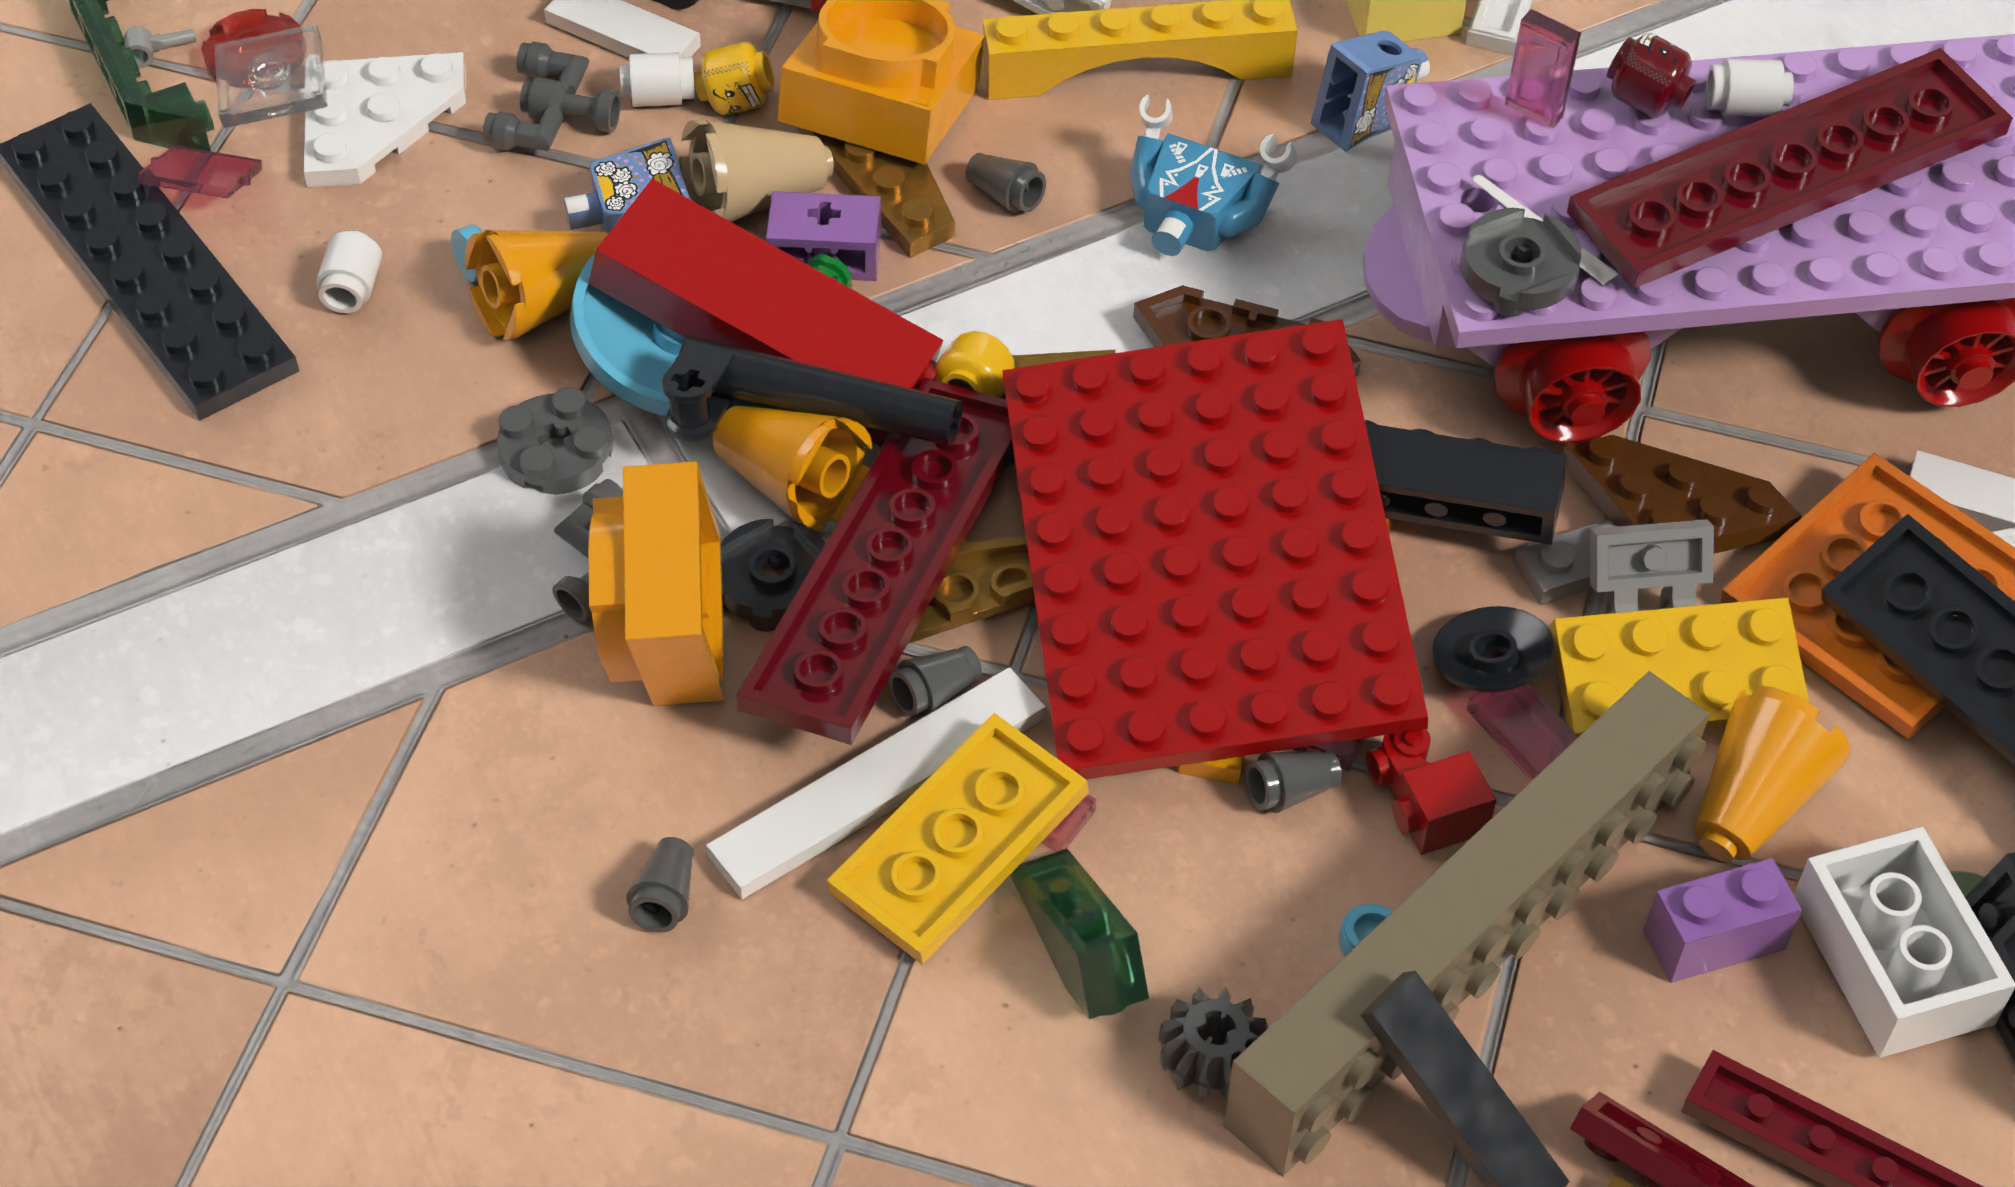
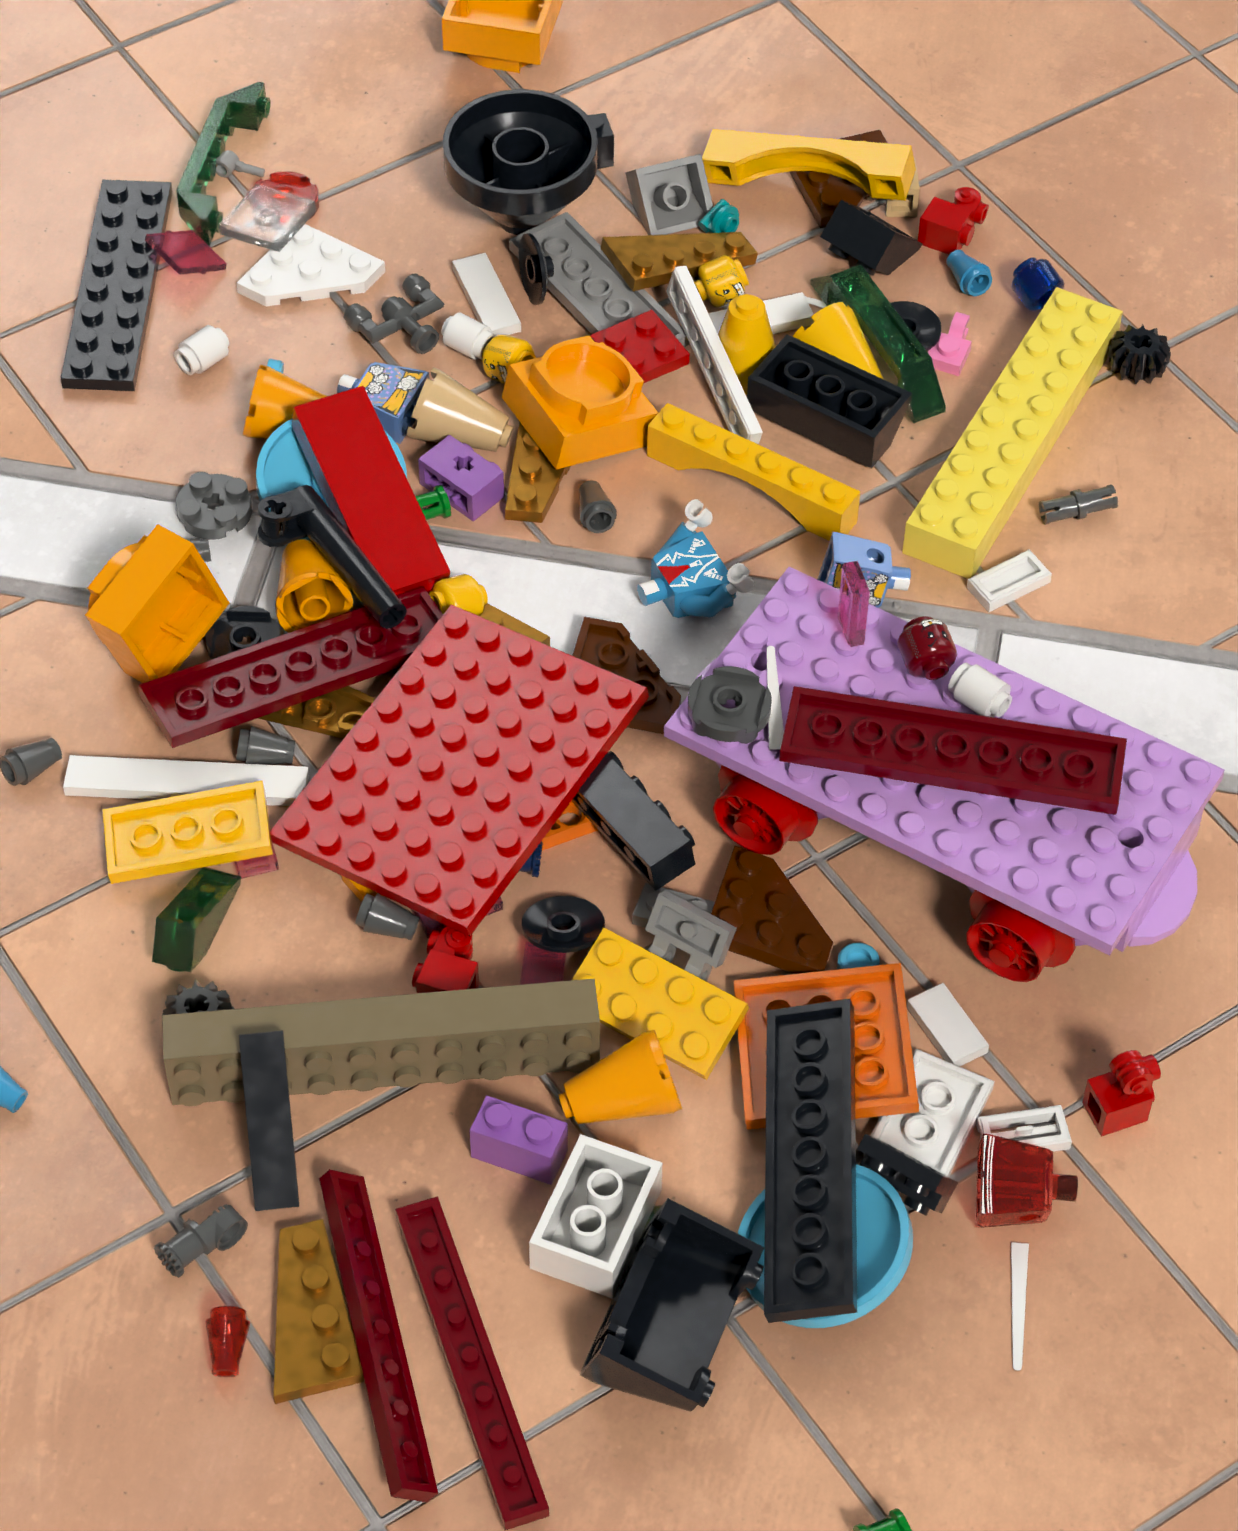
camera: 40 degrees right, 0 degrees up
(1807, 484) = (857, 955): none -> medium azure tile

